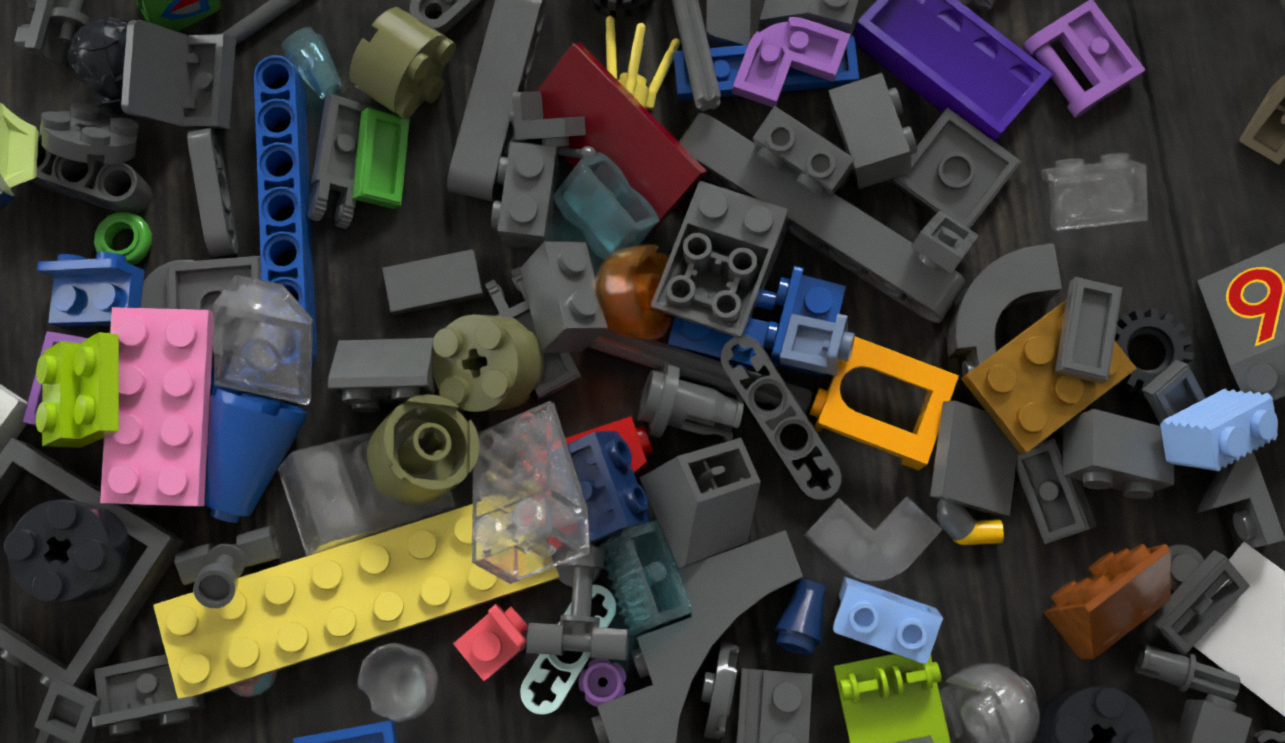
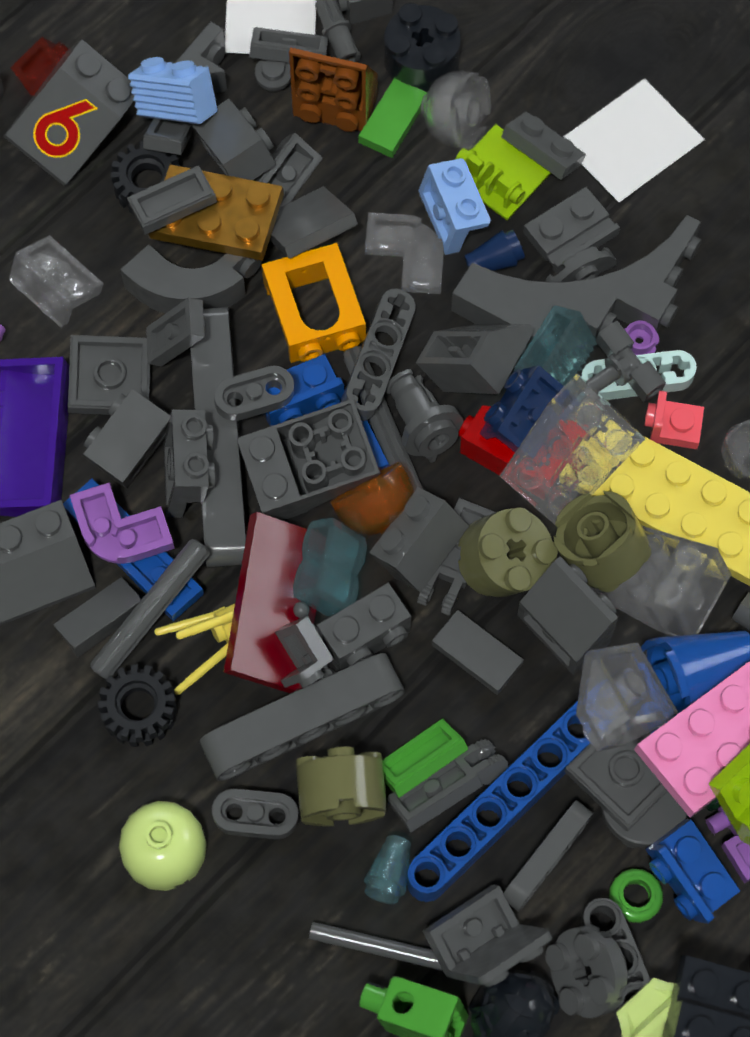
camera: 130 degrees left, 10 degrees down
(817, 344) = (313, 355): sand blue bracket -> none
(822, 261) = (252, 392): none -> dark grey plate
(964, 528) = (352, 199): arm -> none
(1038, 648) = (392, 118): none -> bright green tile

